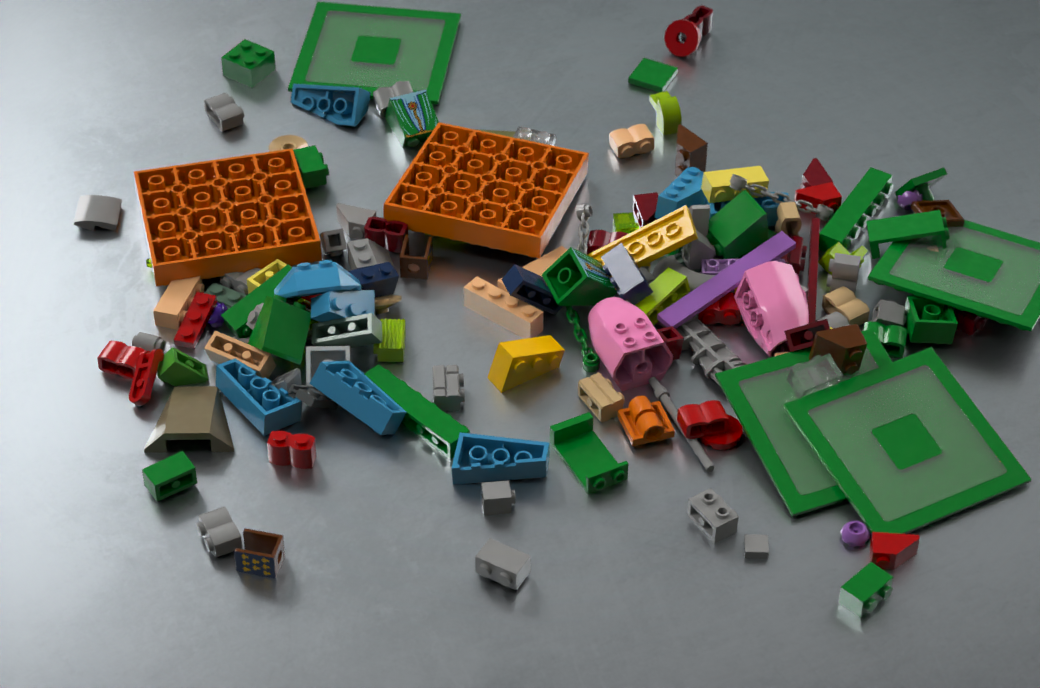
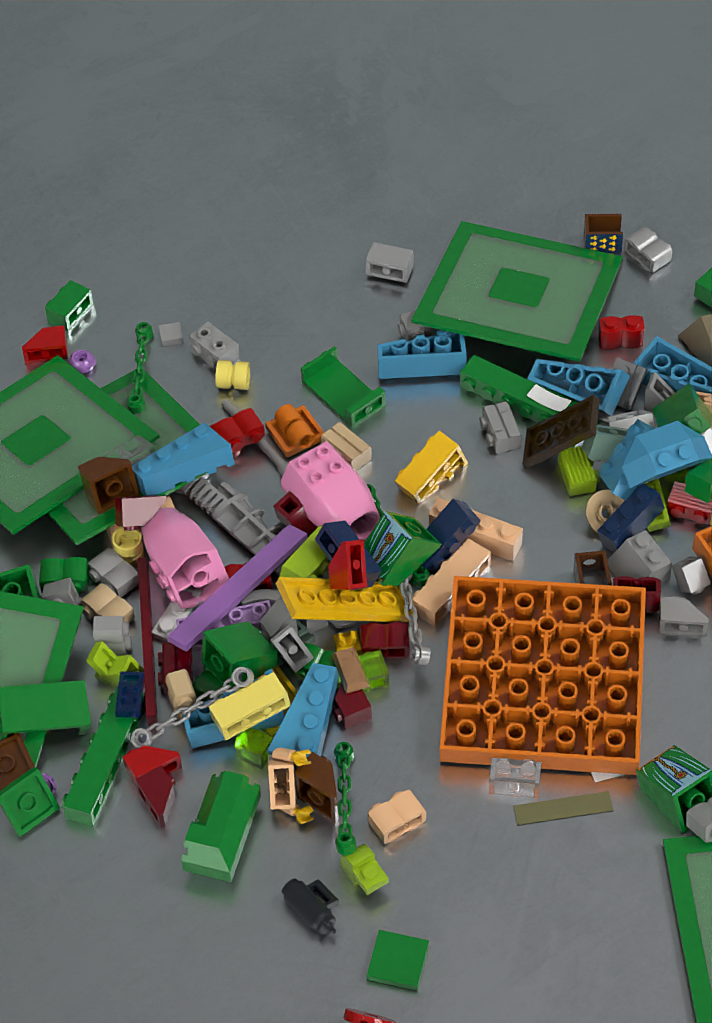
camera: 170 degrees right, 10 degrees up
(379, 503) = (518, 291): none -> baseplate
(392, 388) = (548, 399): none -> white sticker
(397, 346) = (561, 431): none -> dark brown plate
(633, 241) = (348, 566): none -> red slope
(643, 213) = (350, 670): none -> medium nougat tile
(676, 113) = (345, 840): none -> green piece
(706, 479) = (230, 374): none -> light yellow wheel
(711, 105) = (309, 906): none -> black piece
(716, 152) = (282, 782): none -> light nougat torso
(761, 363) = (182, 460): none -> dark azure wedge
(770, 142) = (221, 826): none -> green brick
(802, 463) = (135, 401): none -> green piece
(832, 224) = (130, 694): none -> clear blue plate

